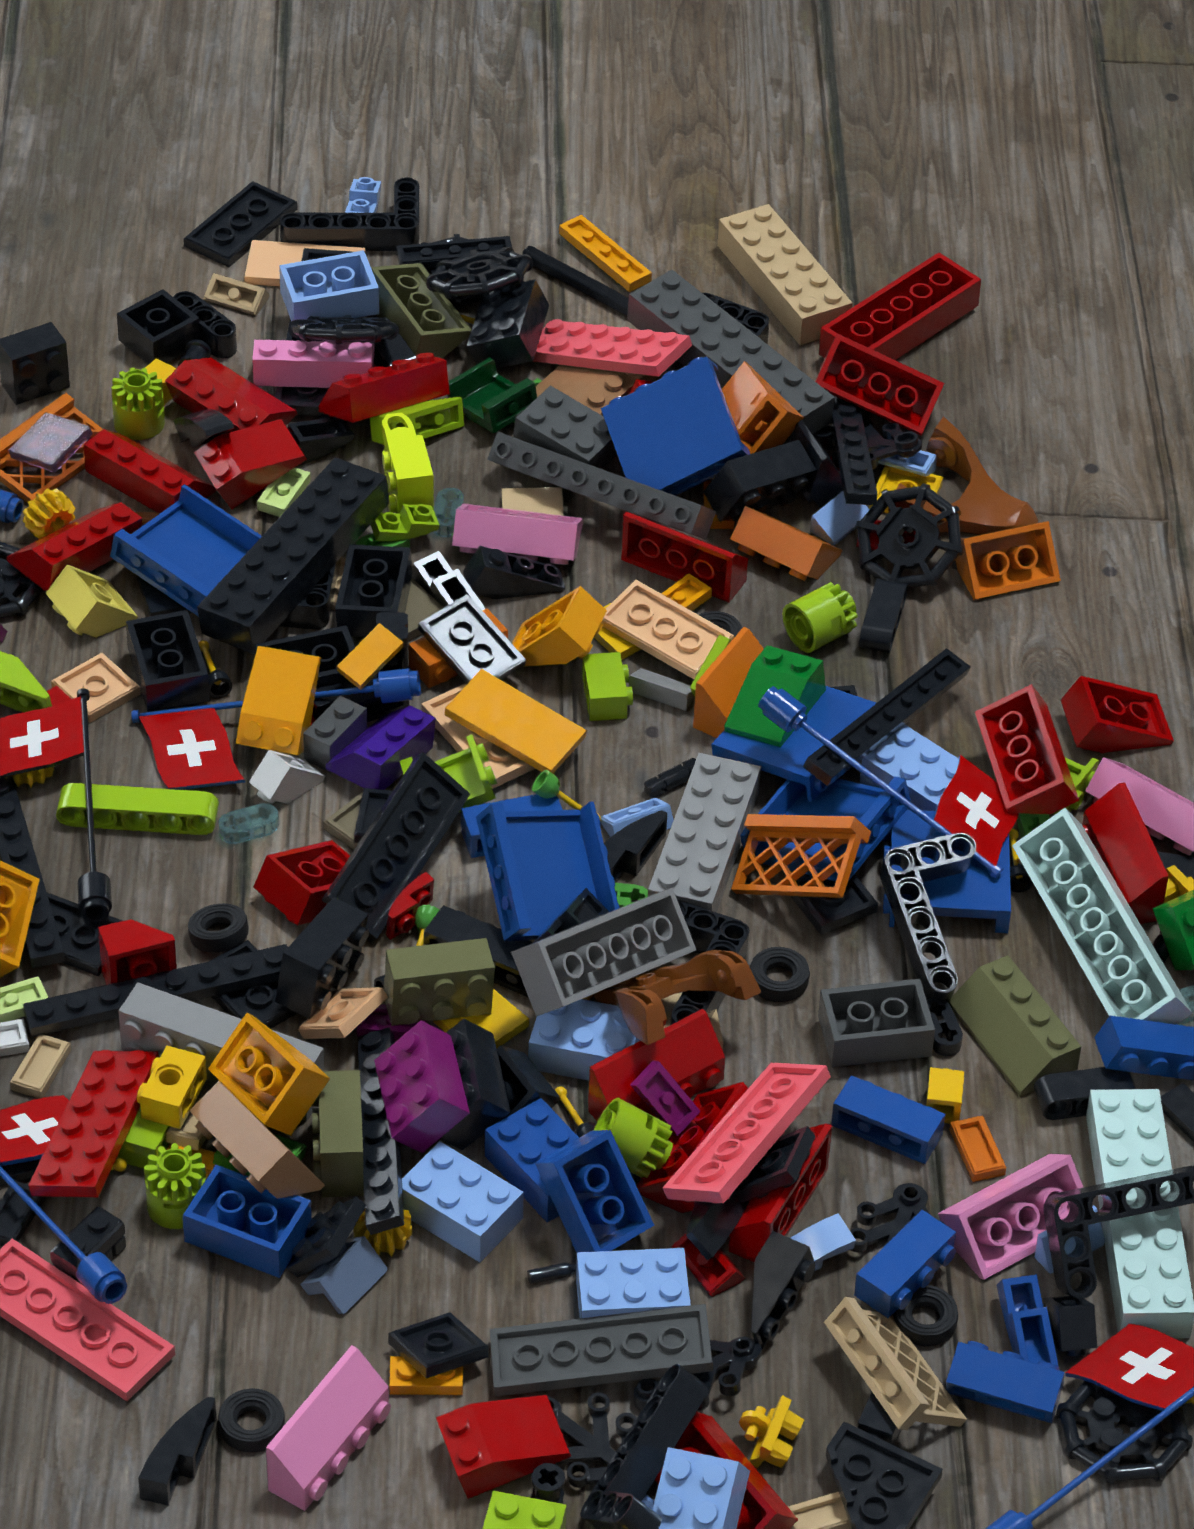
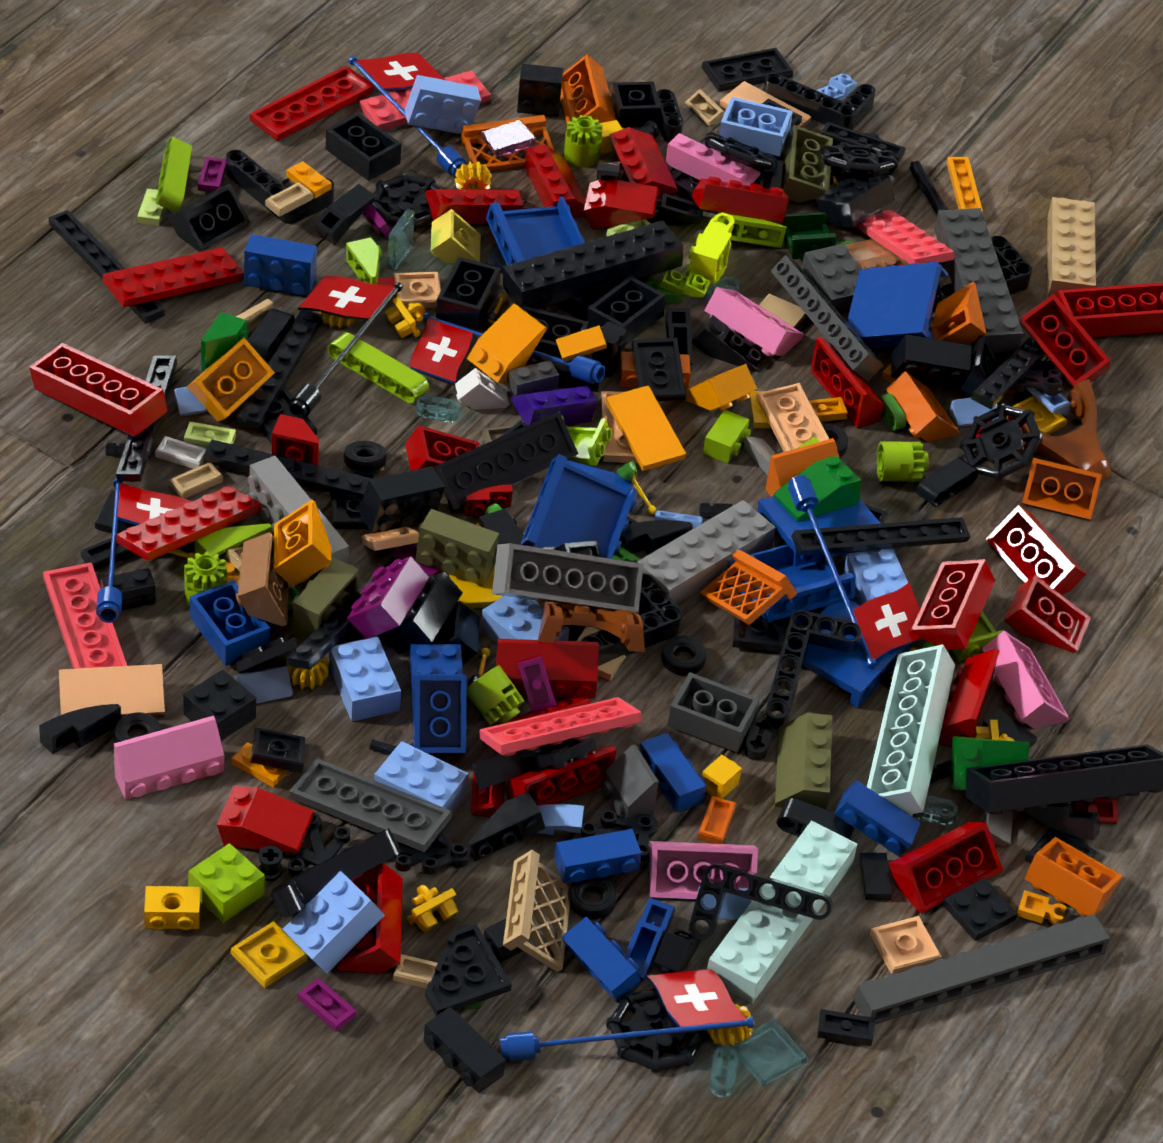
camera: 30 degrees right, 0 degrees up
(32, 633) = (400, 239): none -> clear light blue tile
(93, 346) = (586, 92): none -> orange slope
(118, 724) = (409, 317): none -> yellow hips
(169, 1386) = (132, 687): none -> light nougat tile
(172, 1086) = (246, 523): yellow brick -> none
(321, 1327) = (223, 699): none -> black brick
(761, 565) = (892, 413): none -> bright green beam
(865, 1158) = (631, 784): none -> dark grey slope
(1041, 650) = (1033, 551): none -> red slope

